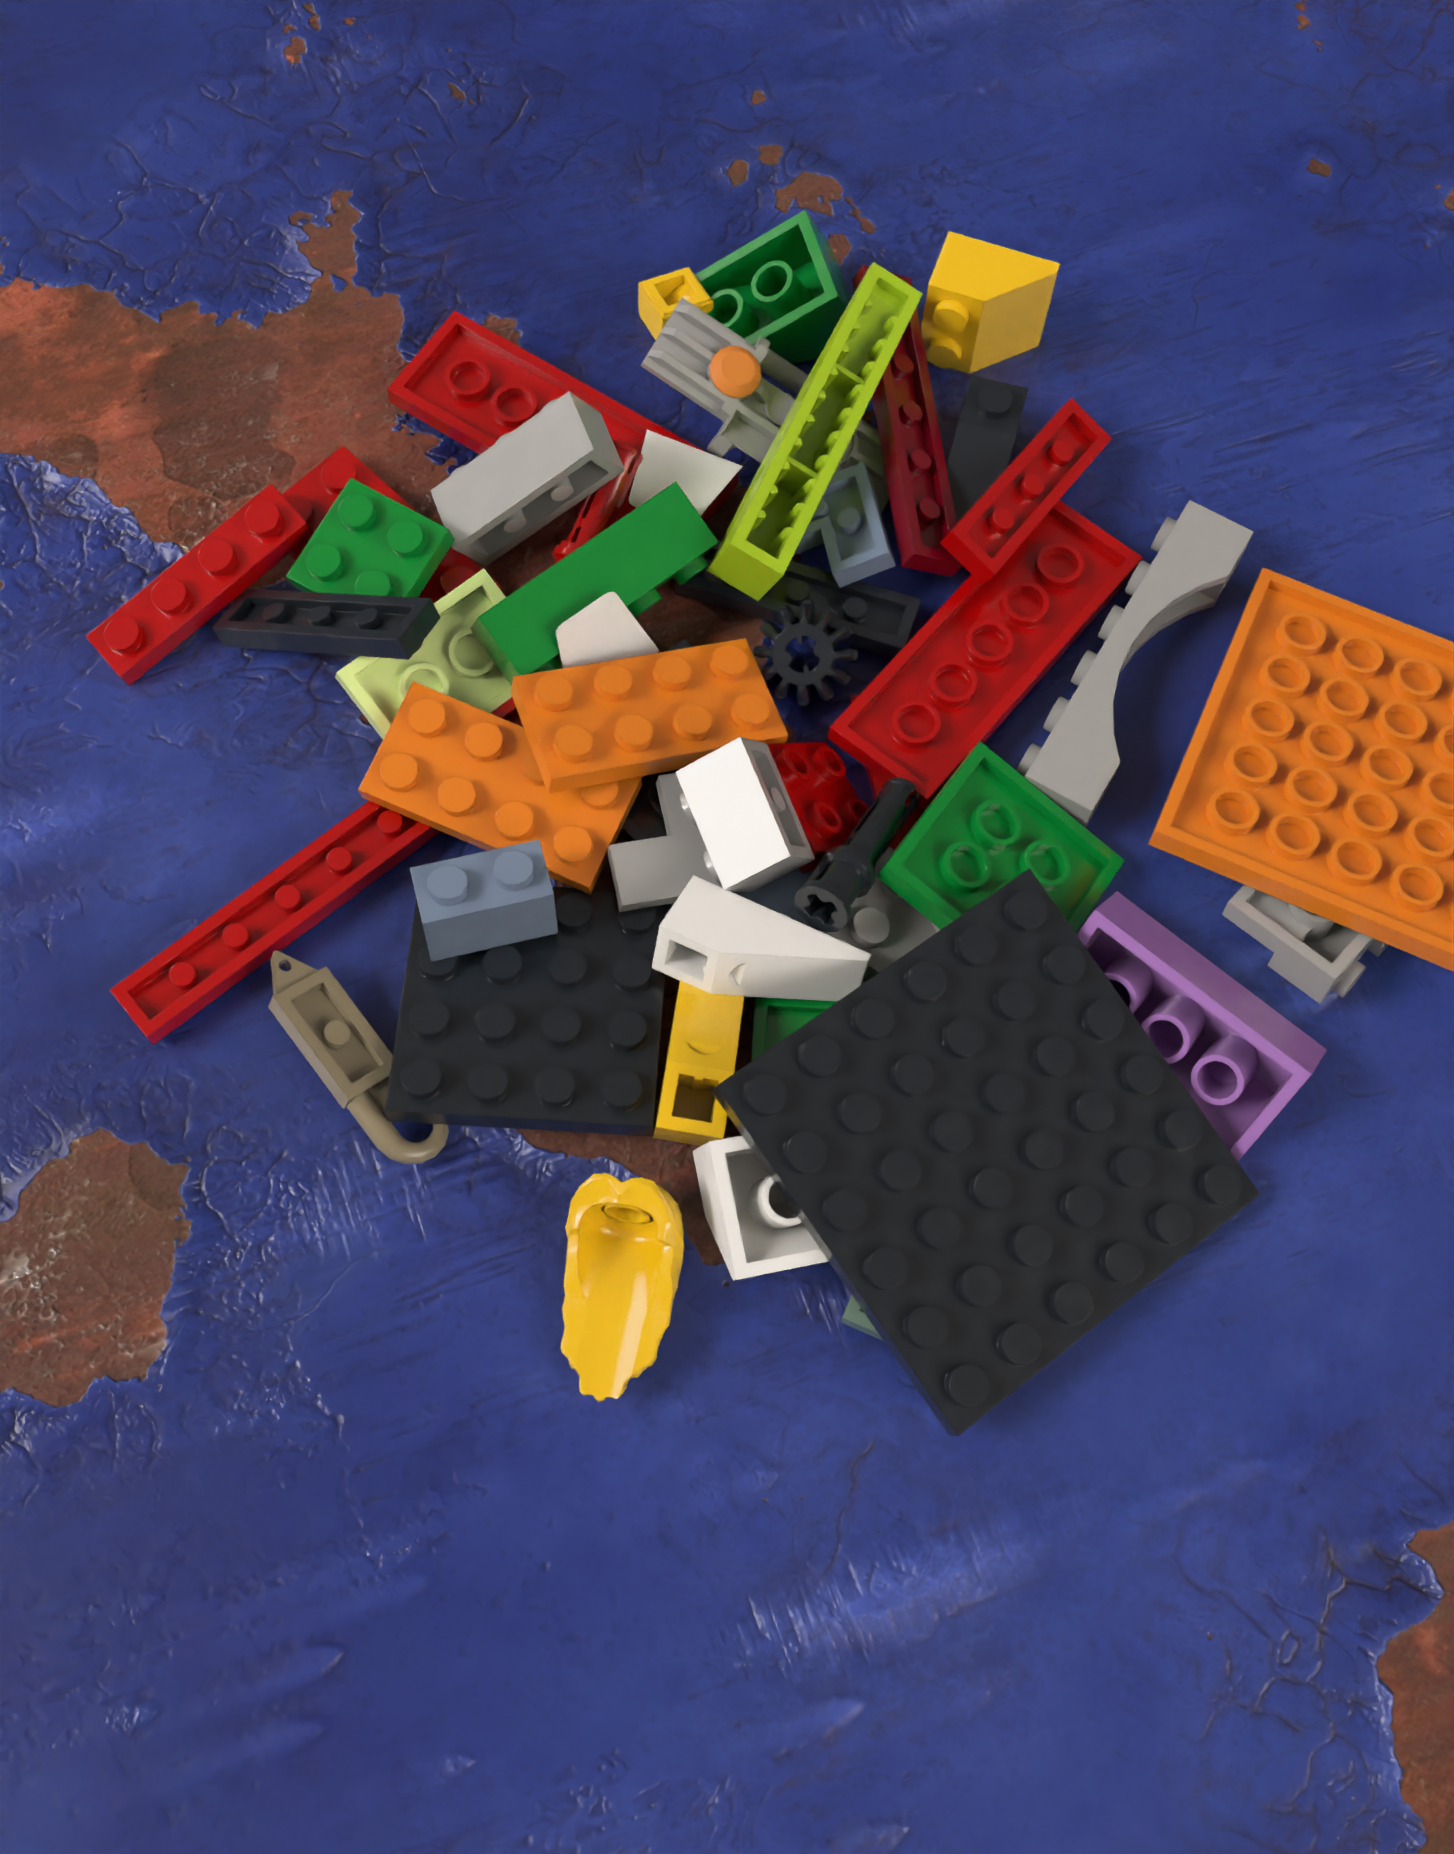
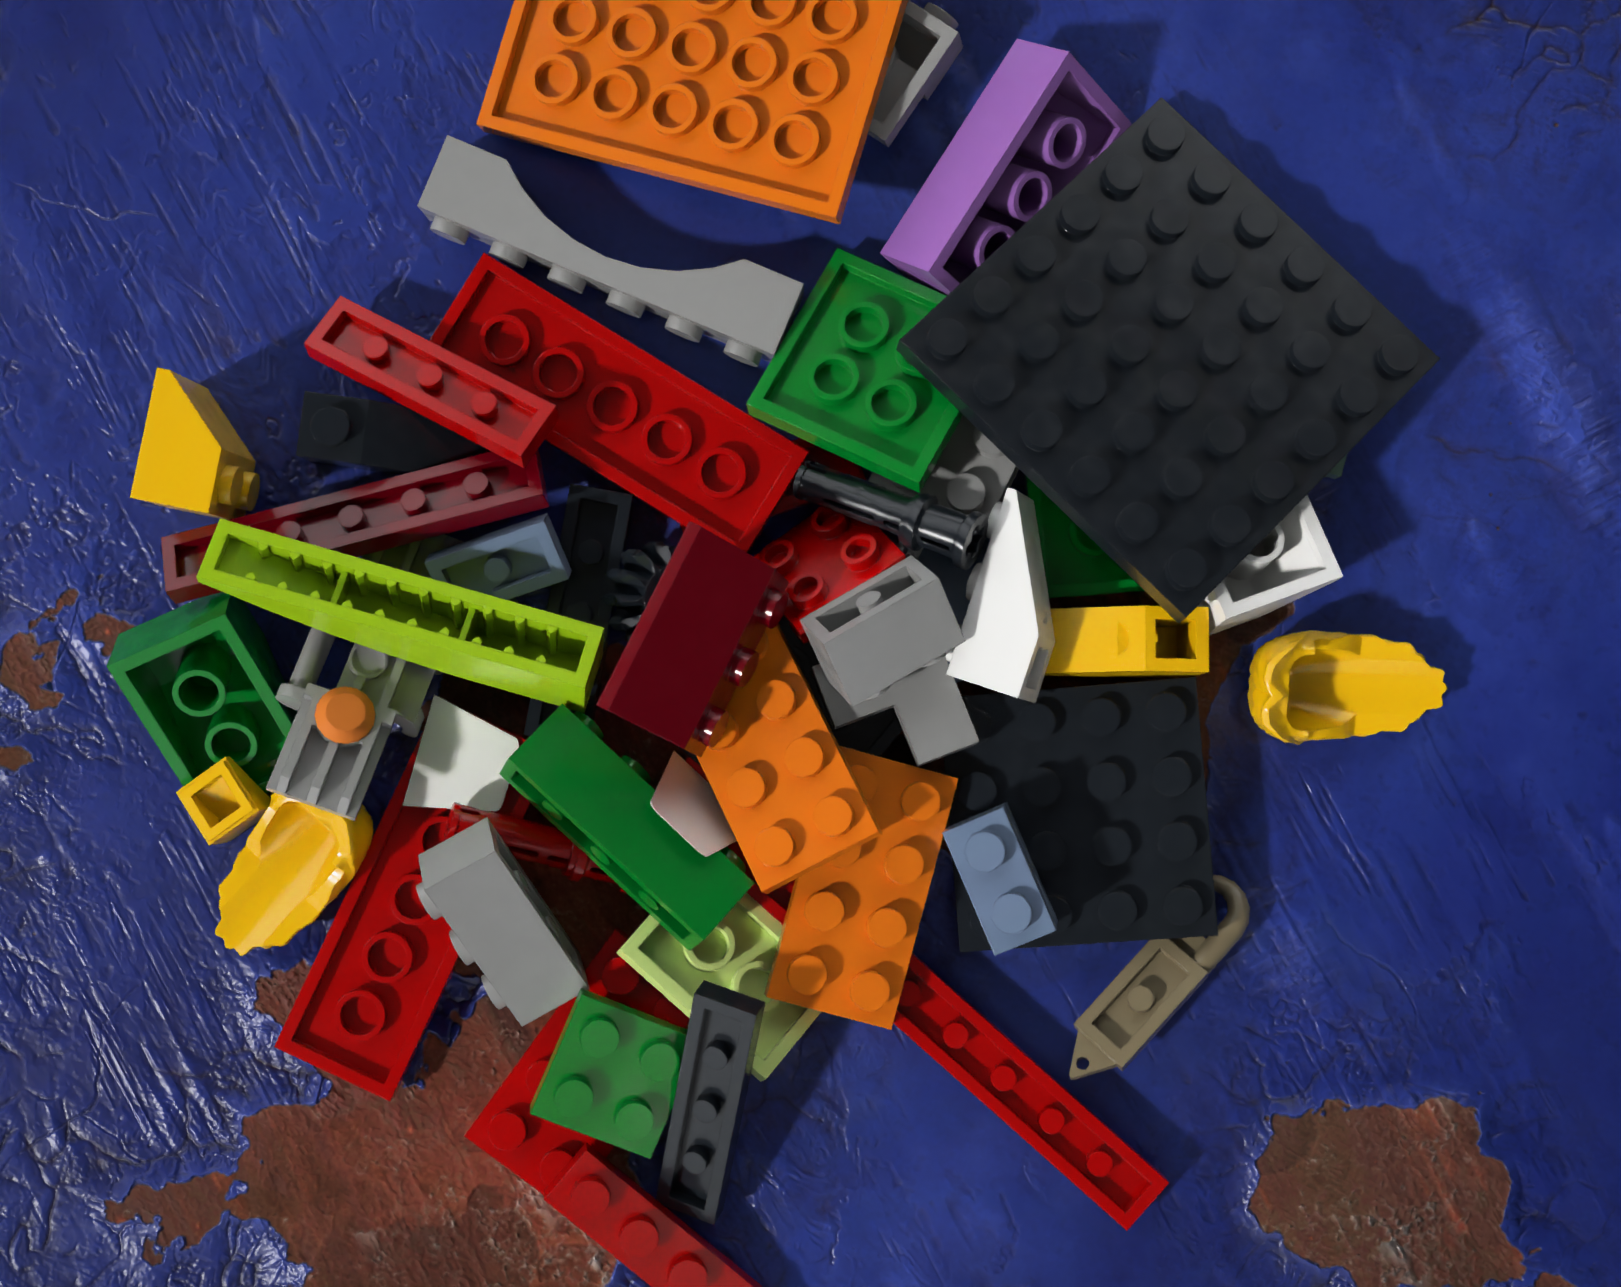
camera: 95 degrees left, 20 degrees up
(603, 344) = (289, 873): none -> yellow hair
(760, 639) = (696, 641): none -> dark red slope

